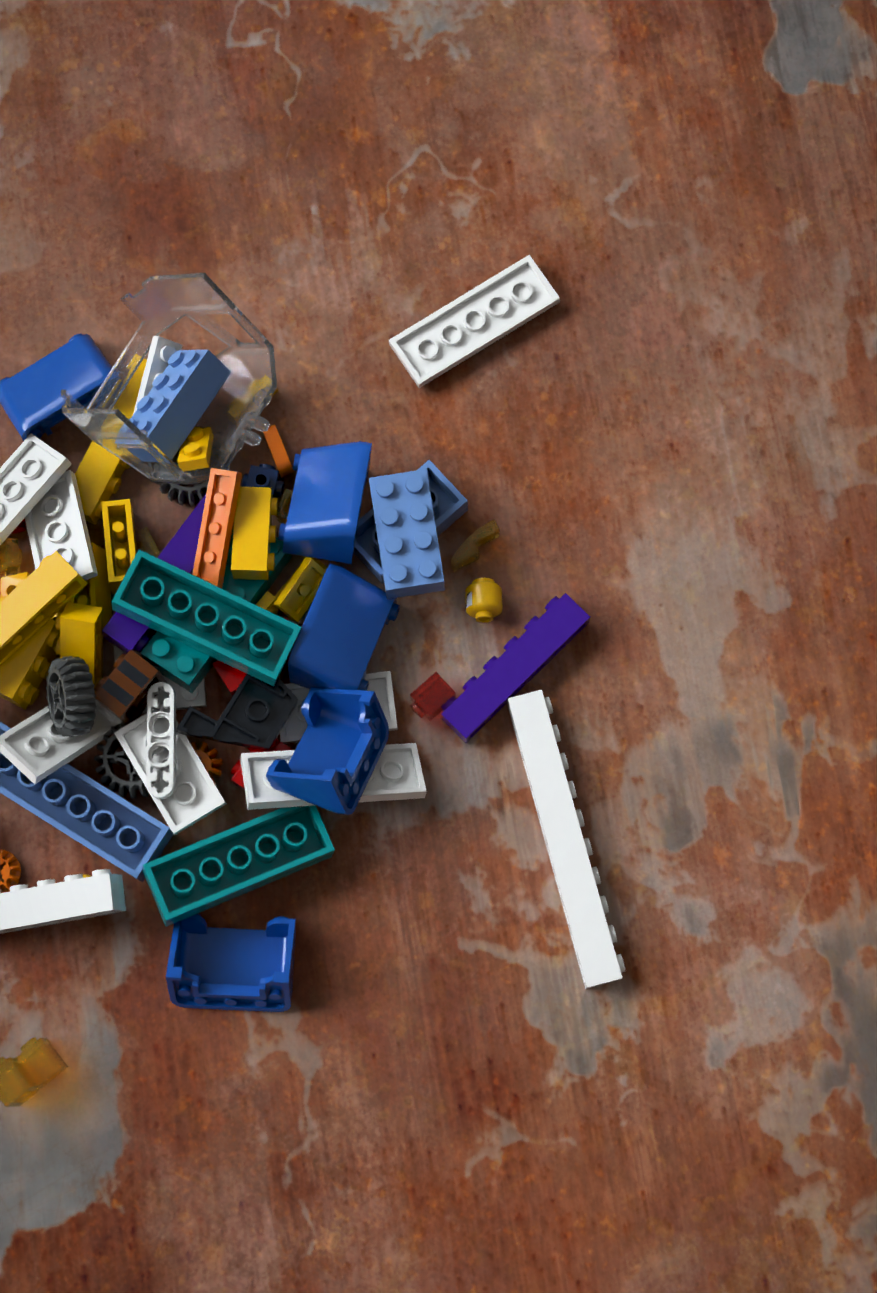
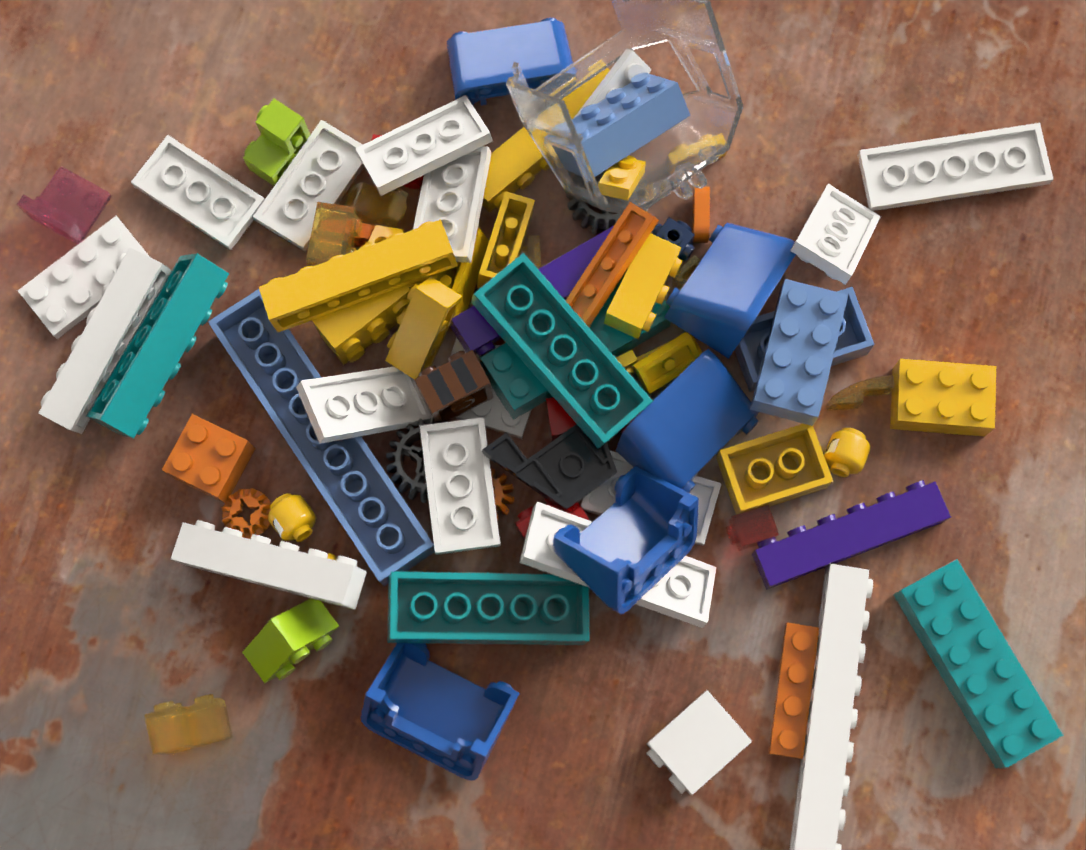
camera: 25 degrees right, 0 degrees up
(37, 858) = (292, 517): none -> yellow head
(71, 696) = (393, 371): dark grey gear -> none
(81, 961) = (289, 639): none -> lime brick
(157, 740) = (458, 452): white beam -> none
(397, 421) = (836, 234): none -> white plate
(428, 639) = (774, 468): none -> yellow brick
(461, 895) = (697, 744): none -> white brick
(523, 816) = (793, 690): none -> orange plate
(544, 520) = (943, 397): none -> yellow brick
(661, 728) = (978, 665): none -> teal brick

